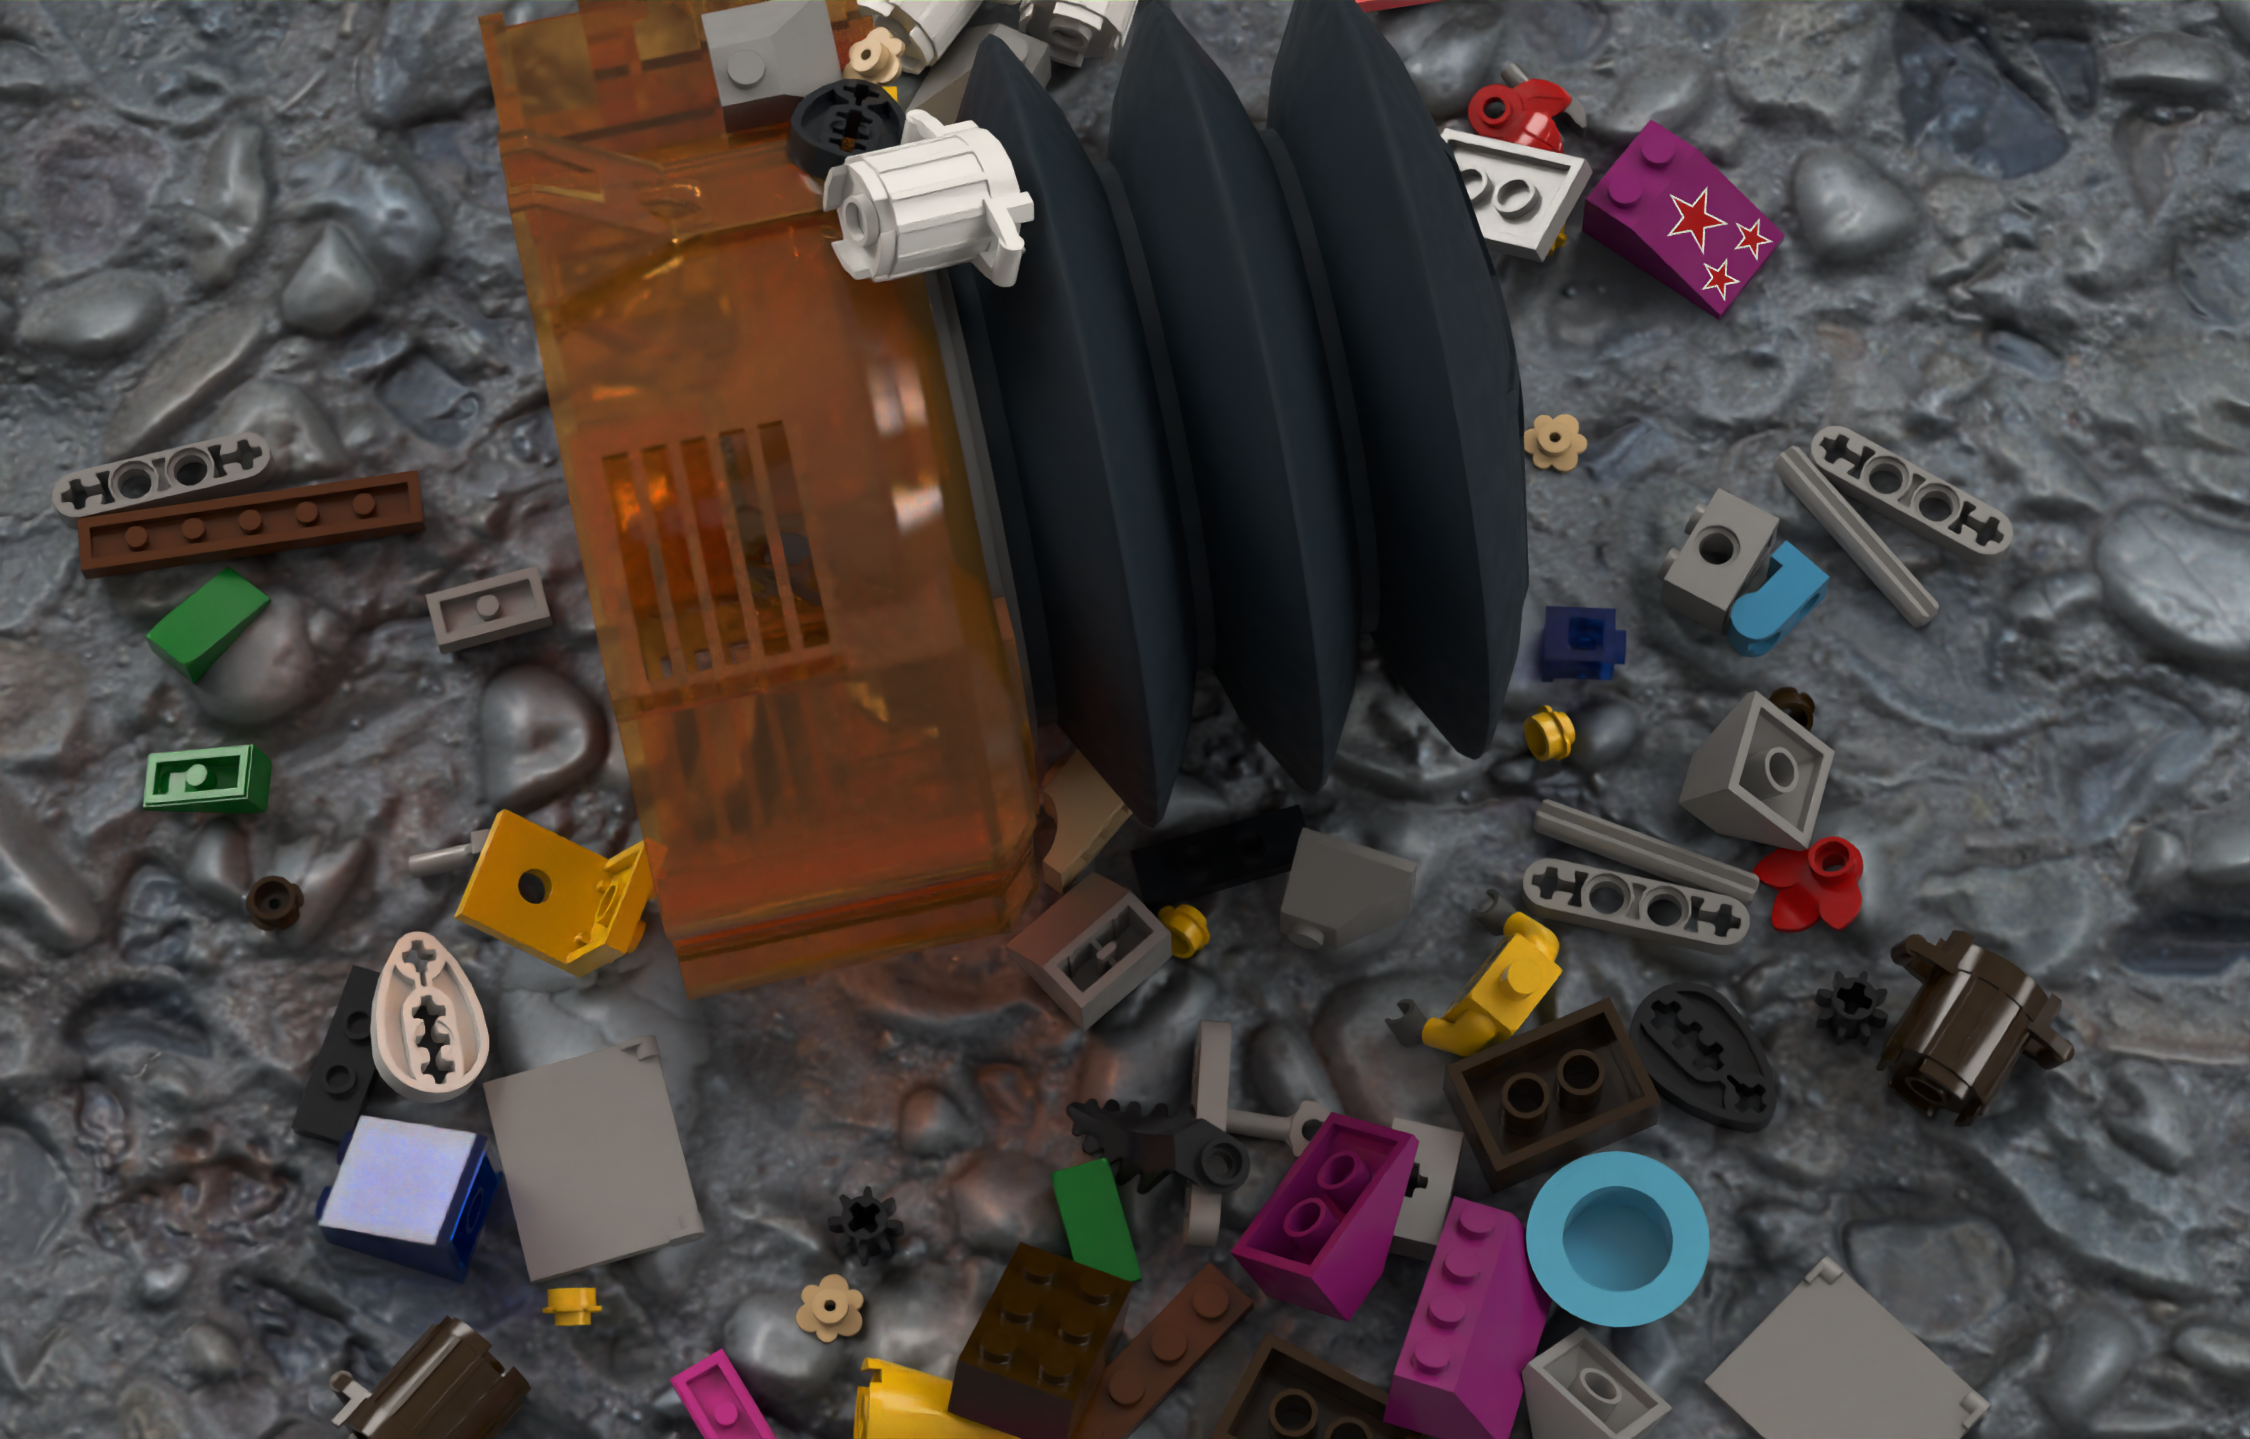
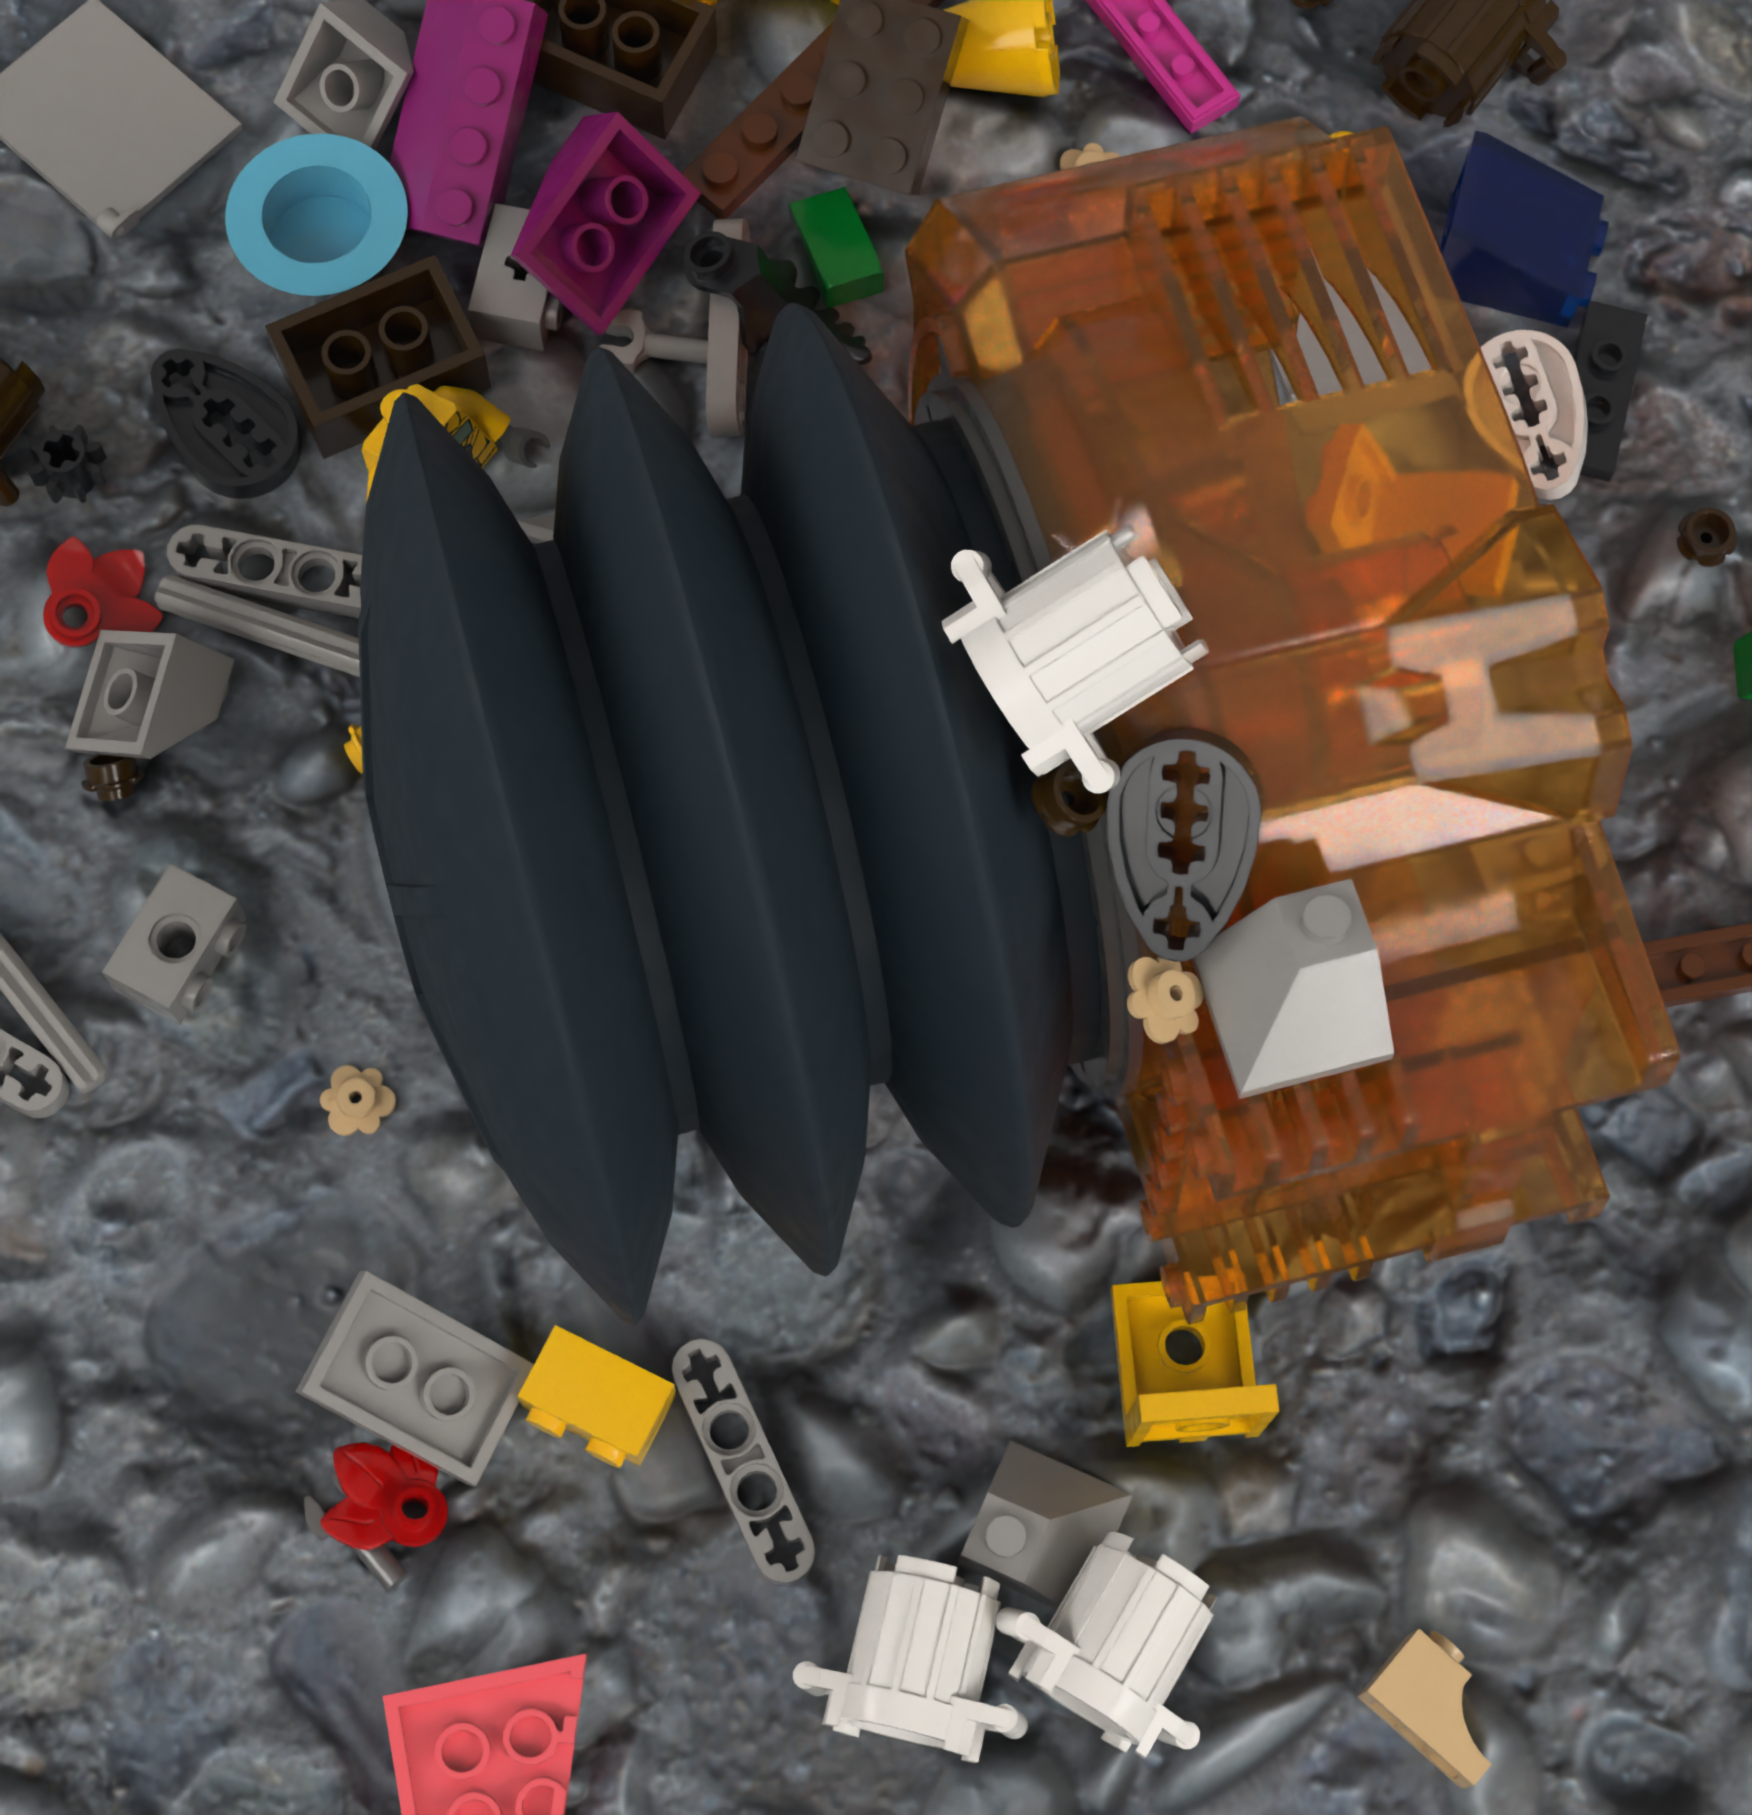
camera: 170 degrees right, 5 degrees up
(1581, 627) = (325, 822): clear blue brick -> none
(1680, 220) = (196, 1370): magenta slope -> none
(1767, 616) = (111, 897): dark azure leg -> none

